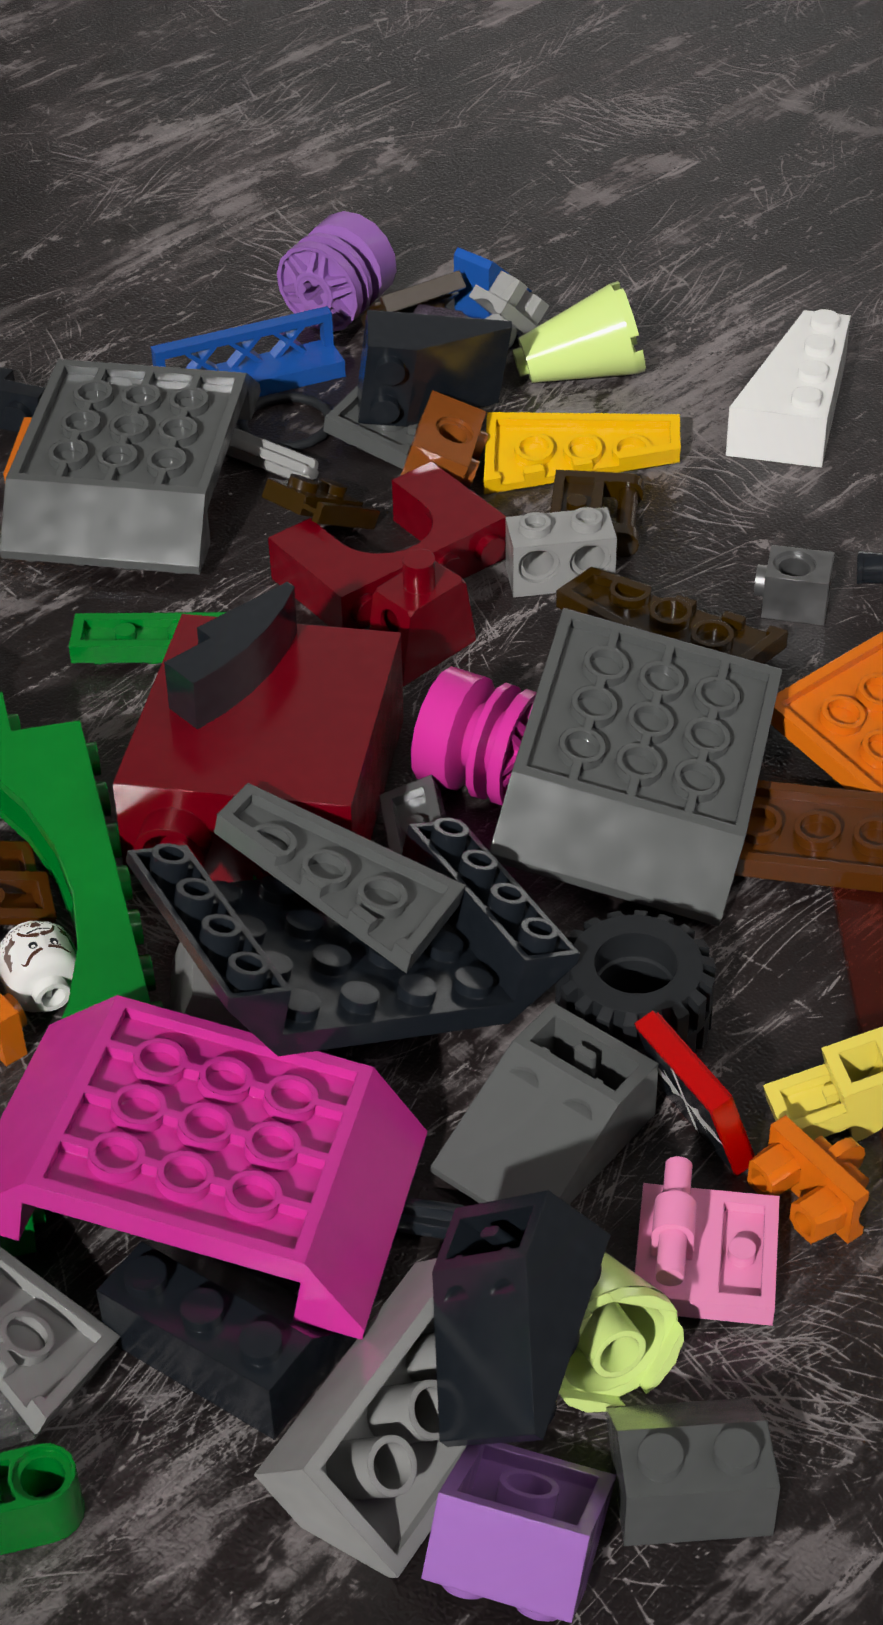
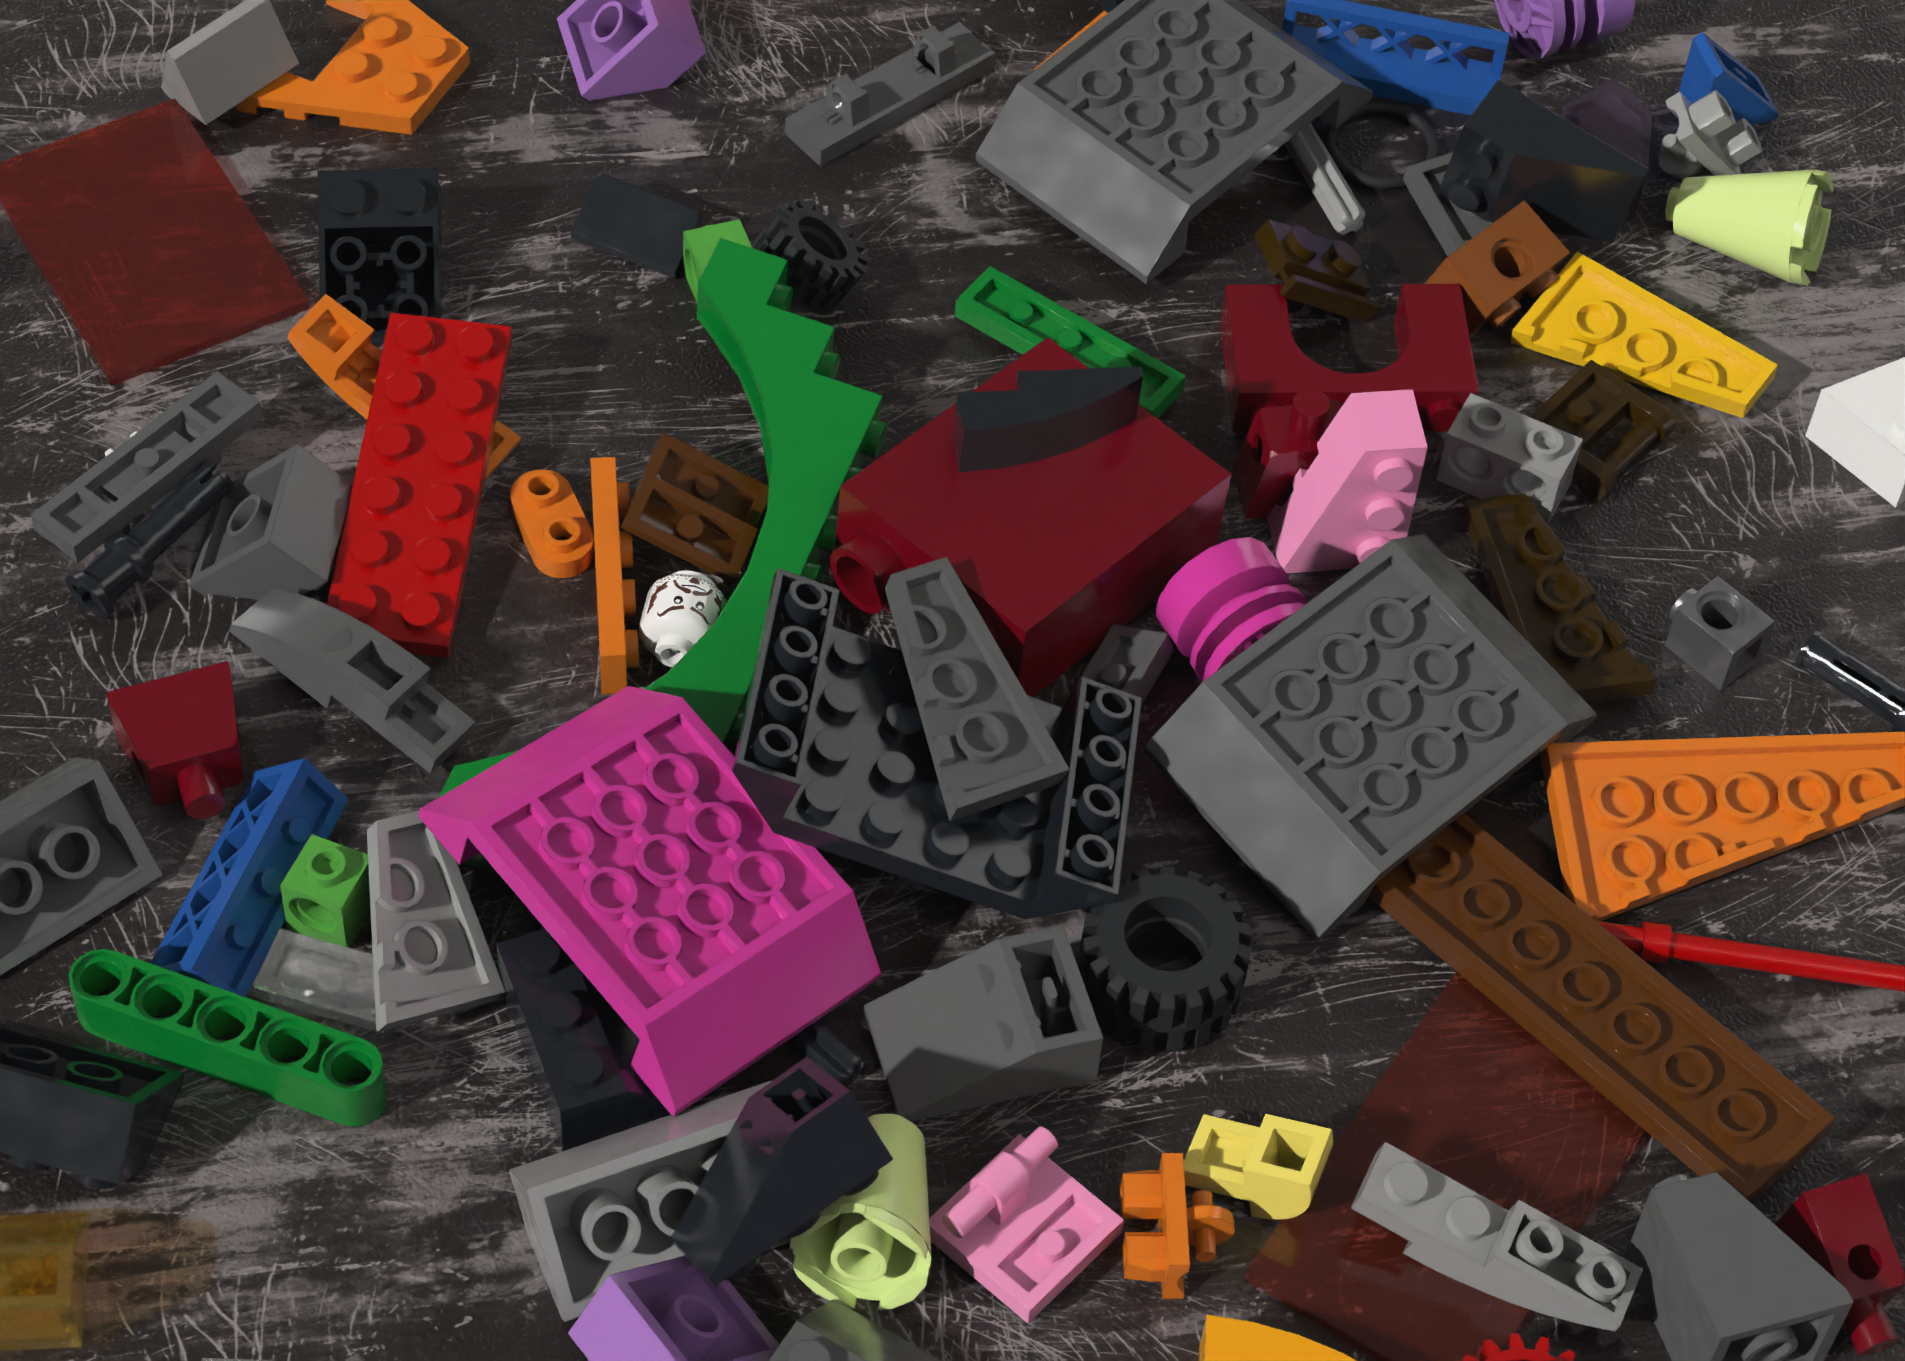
camera: 30 degrees right, 10 degrees up
(434, 292) = (1643, 73): dark brown plate -> none
(491, 599) = (1356, 488): none -> bright pink wedge
(696, 1092) = (1122, 1082): red tile -> none

